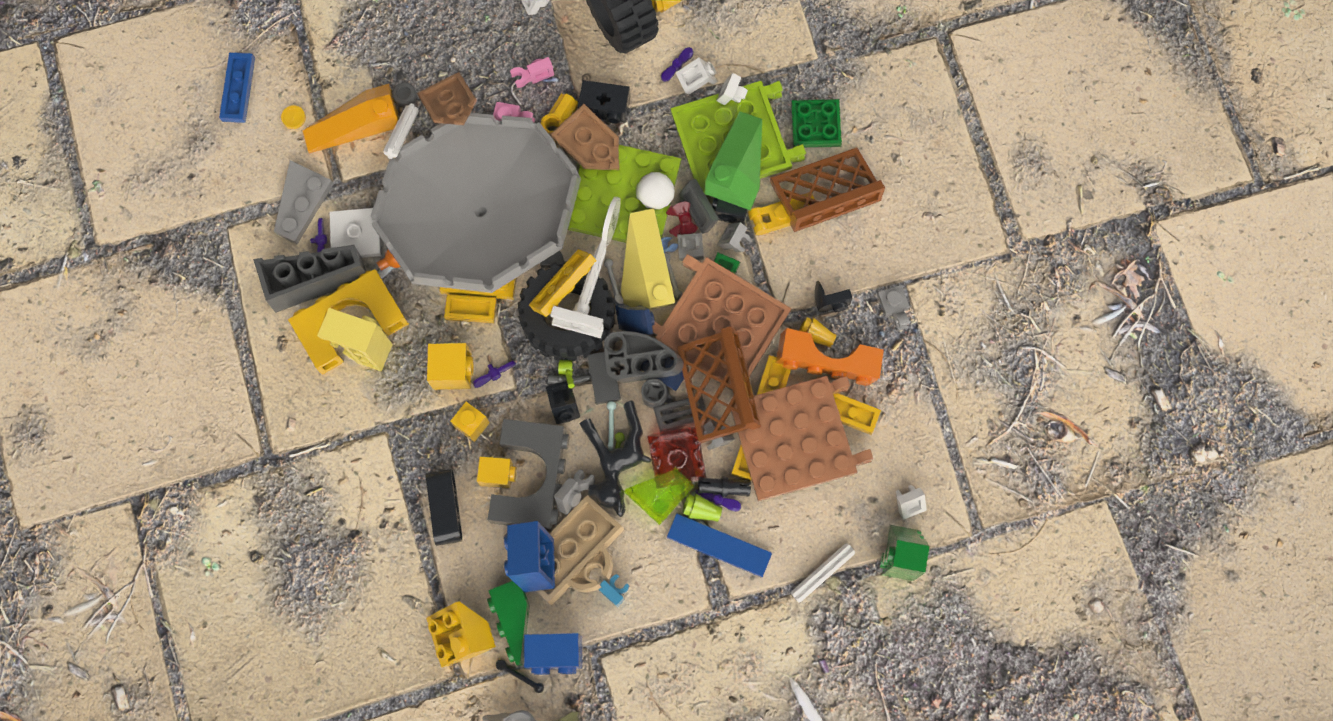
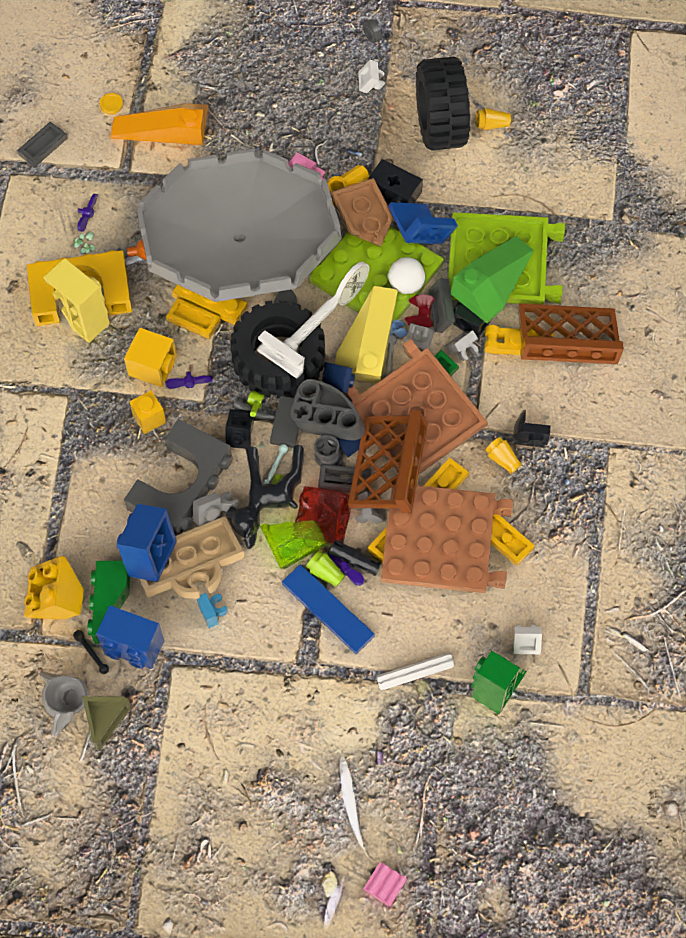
camera: 20 degrees right, 10 degrees down
(237, 87) = (73, 61): blue plate -> none
(244, 185) = (42, 144): none -> dark grey tile
(300, 201) = (84, 174): light grey wing -> none
(307, 275) = (56, 235): dark grey wedge -> none
(356, 229) = (117, 219): white plate -> none
(401, 131) = (199, 145): white axle -> none
(404, 94) = (217, 119): dark grey tile -> none
(444, 507) = (90, 477): black beam -> none
(448, 100) = (254, 135): medium nougat tile -> none
(496, 472) = (150, 464): yellow brick -> none
(535, 72) = (344, 140): bright pink plate -> none
(562, 282) = (284, 316): yellow plate -> none
(608, 263) = (336, 325): light grey hinge -> none
(643, 133) = (419, 225): none -> blue bracket
(677, 64) = (477, 178): dark purple piece -> none
(696, 75) = (490, 192): white bracket -> none
(731, 90) = (515, 215): white tile -> none
(799, 351) = (529, 497): orange arch -> none
(816, 123) = (585, 274): green tile -> none
(894, 303) = (590, 459): light grey plate -> none

